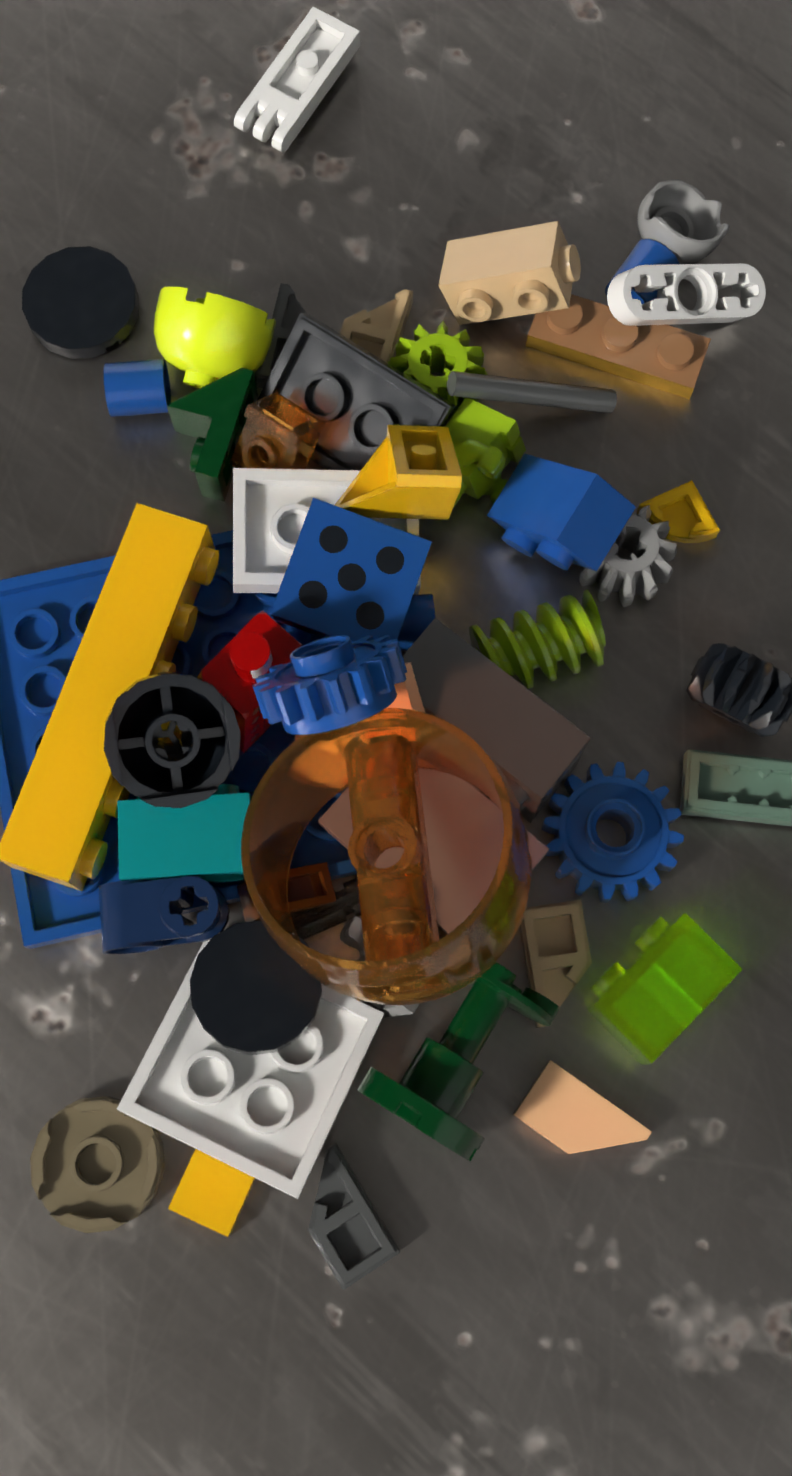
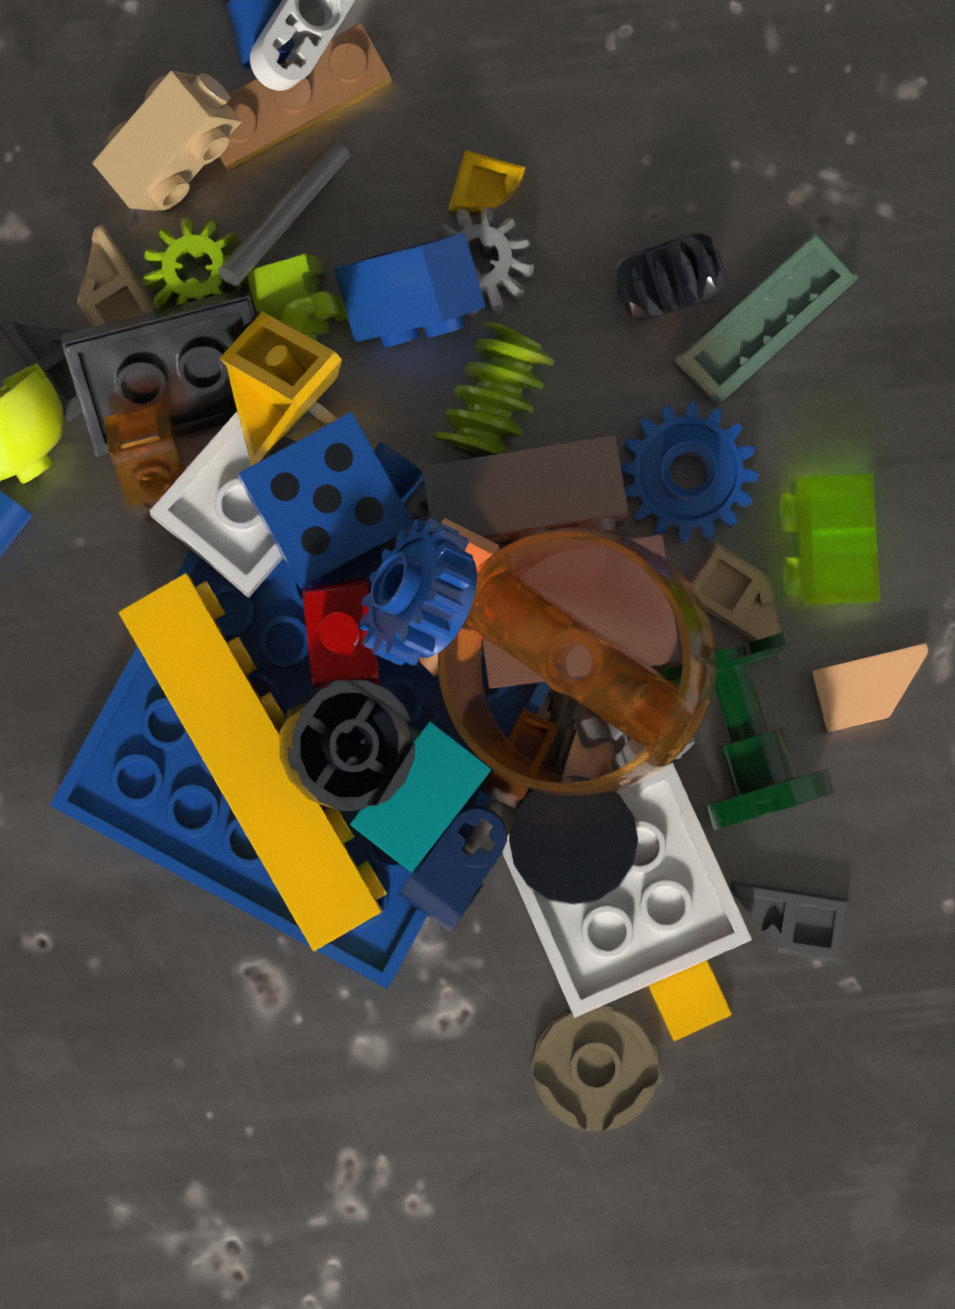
camera: 50 degrees left, 10 degrees up
(217, 420) = (79, 475): dark green slope -> none

